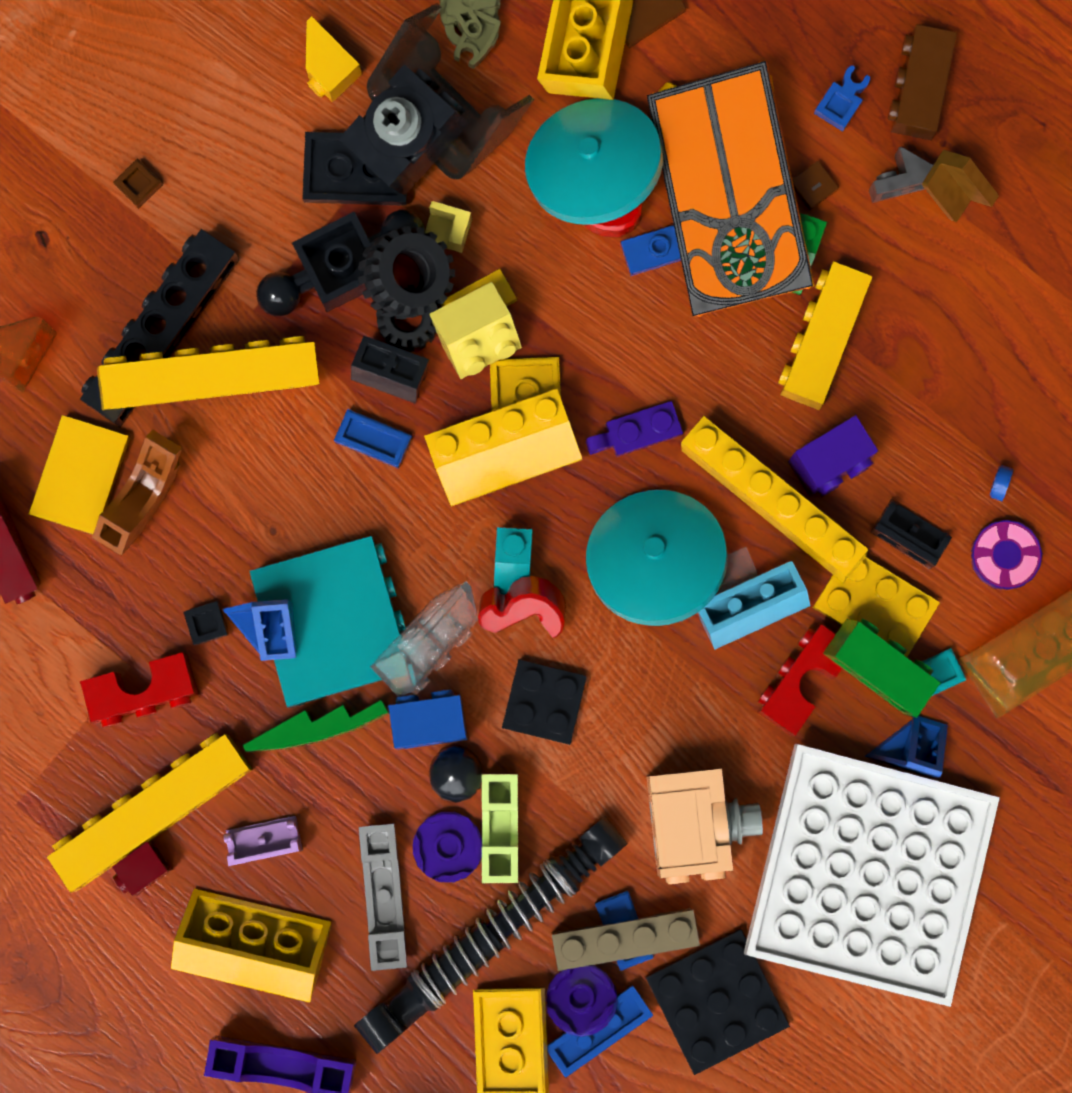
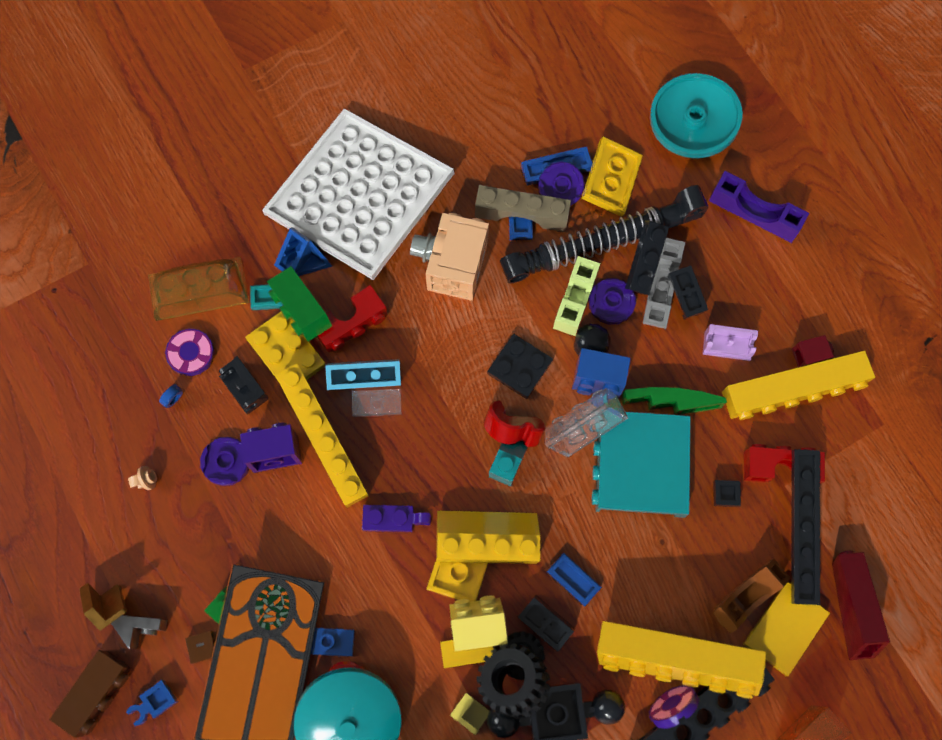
camera: 160 degrees left, 10 degrees down
(91, 609) = (805, 527): none -> black plate
(197, 321) = (674, 705): none -> tile
(250, 945) = (755, 285): yellow slope -> none
(267, 627) = (687, 470): blue slope -> none
(345, 890) = (688, 292): none -> black hinge
(418, 922) = (647, 257): none -> black plate
(656, 557) = (413, 427): teal dish -> none
(717, 1002) = (480, 158): black plate -> none
(825, 336) = (239, 536): yellow brick -> none
(892, 424) = (223, 461): none -> dark purple tile
(982, 362) = (145, 478): none -> light nougat plate

